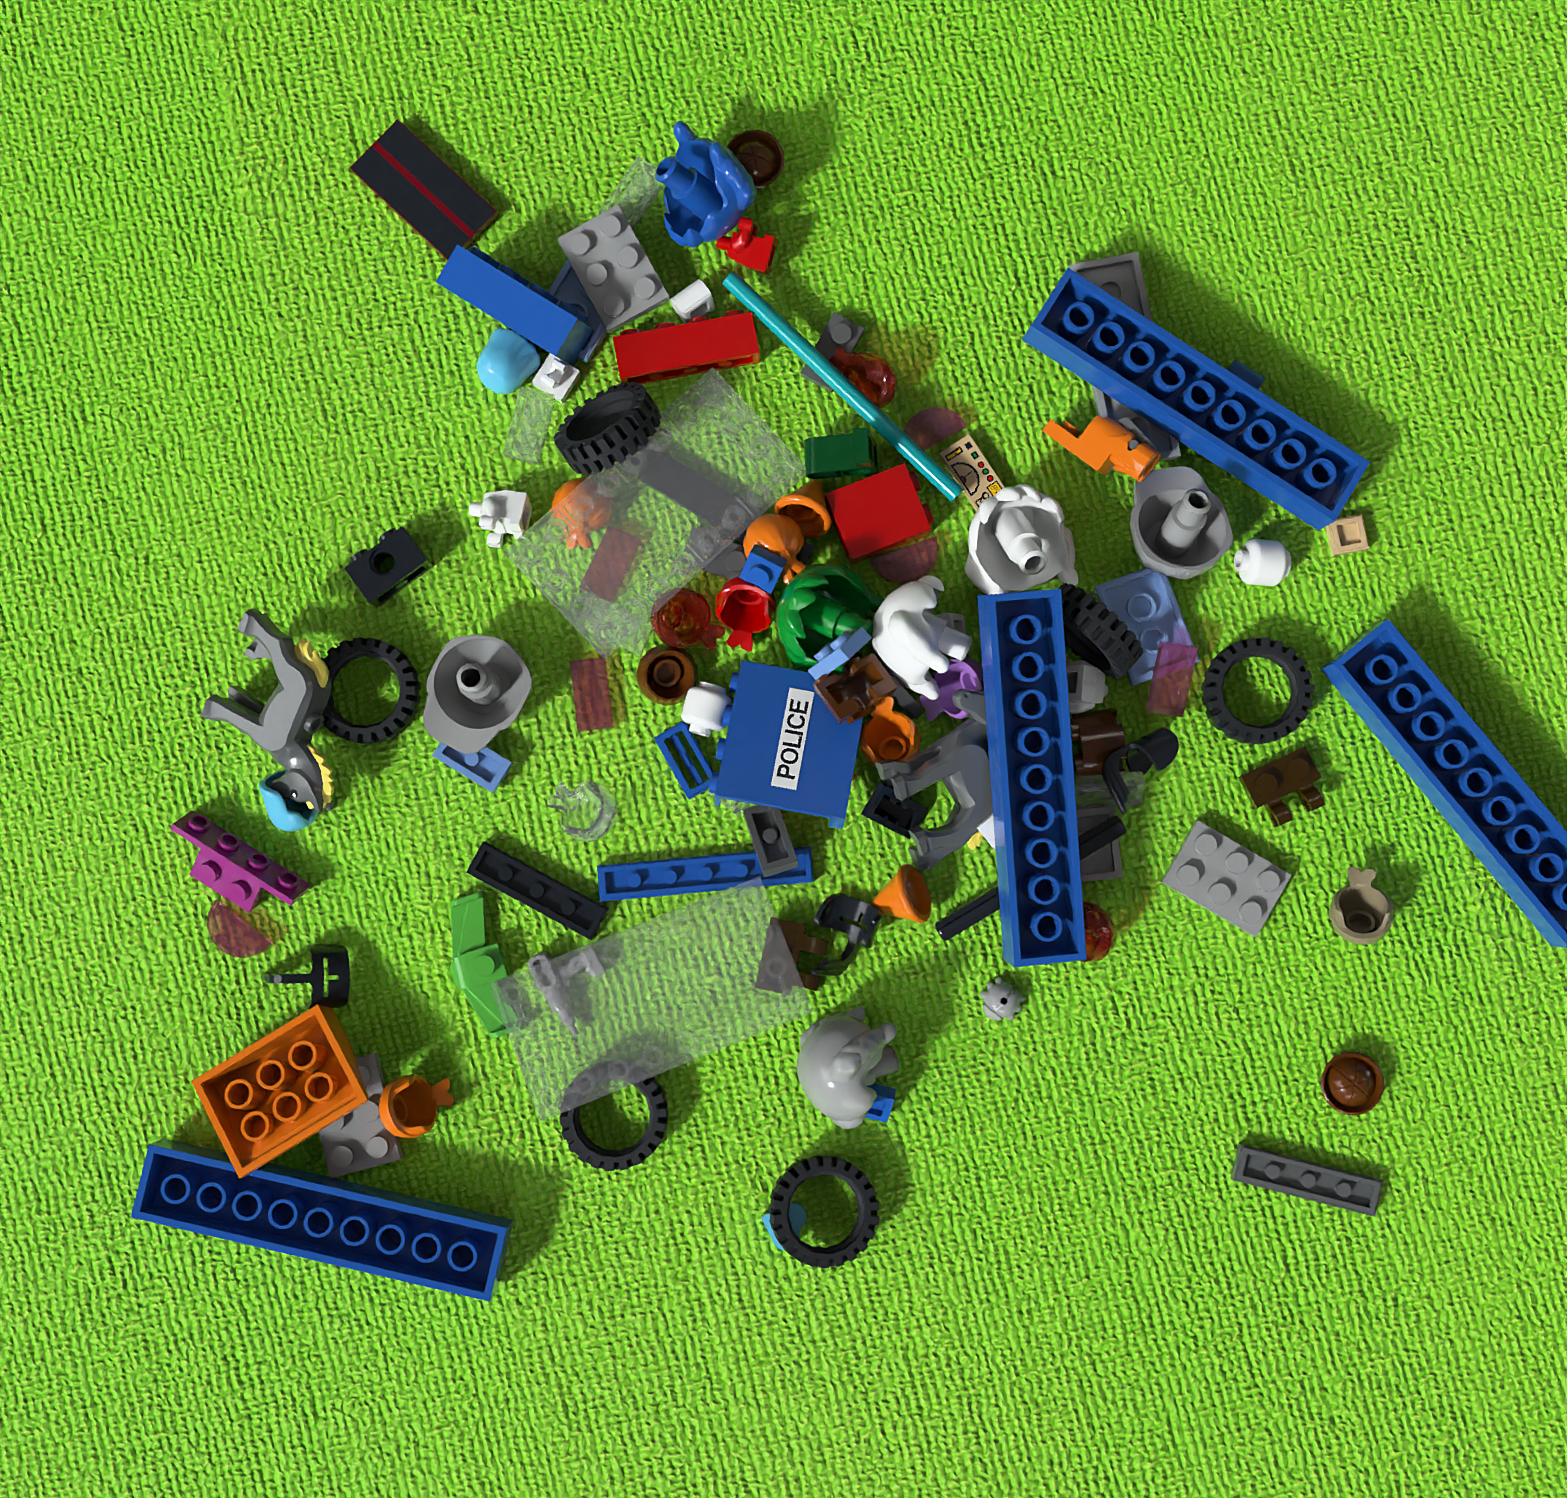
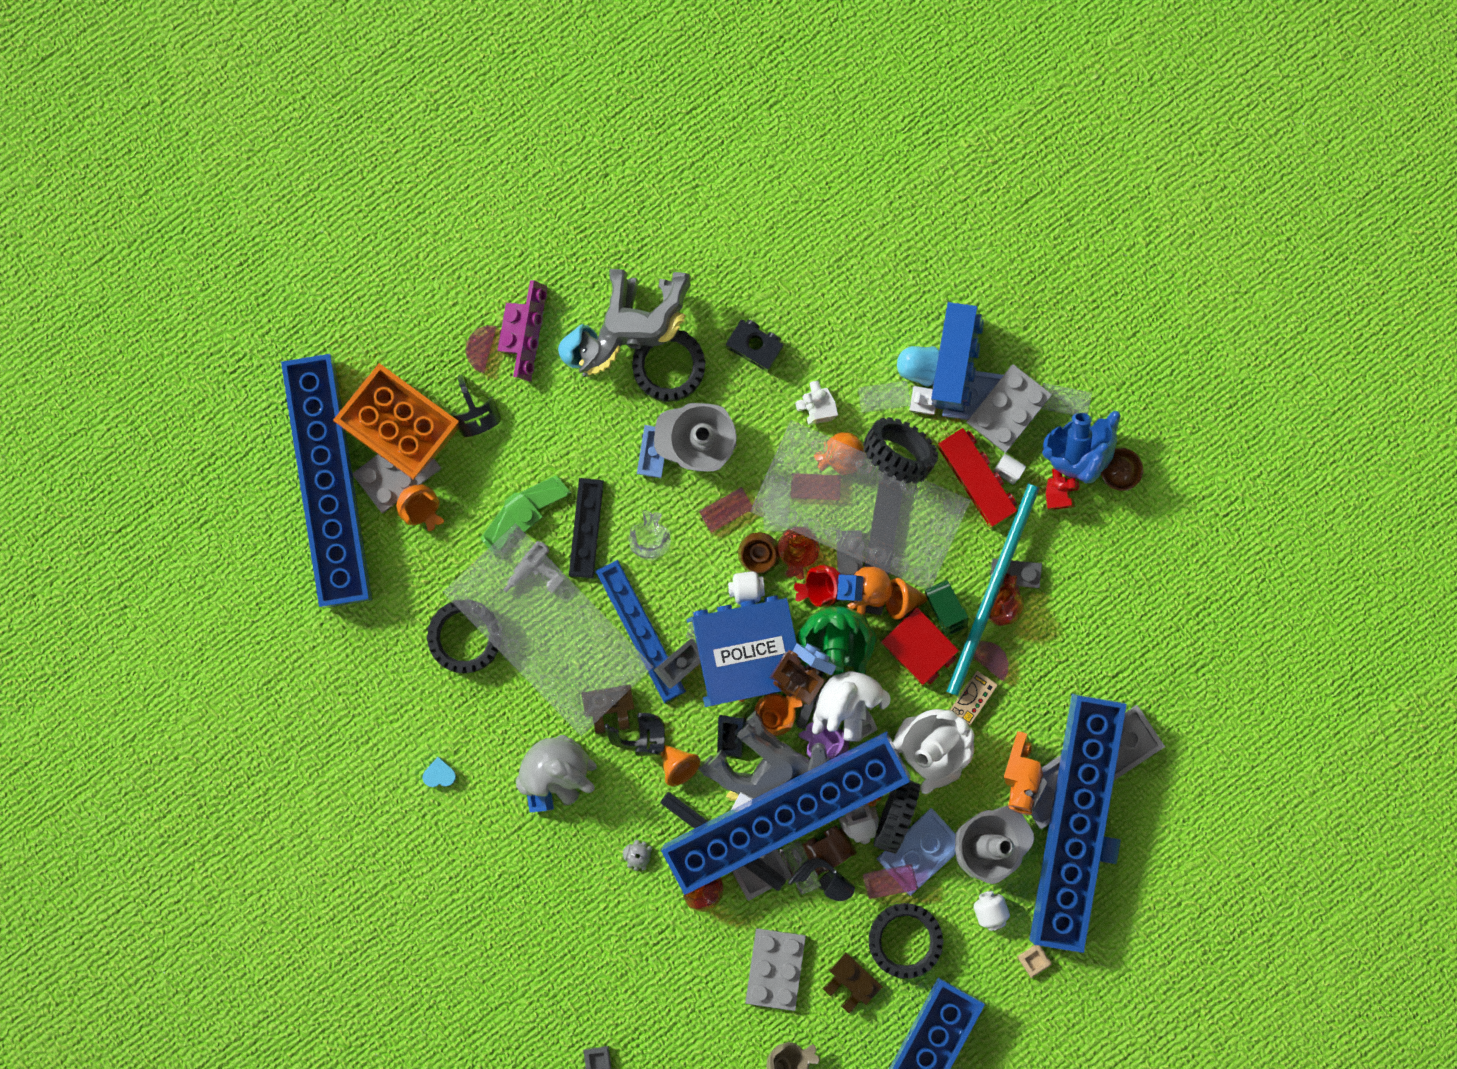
camera: 60 degrees right, 0 degrees up
(423, 190) = (1010, 262): black tile -> none
(671, 733) = (729, 577): blue tile -> none
(866, 1218) = (455, 824): black tyre -> none
(908, 562) = (896, 679): clear pink tile -> none

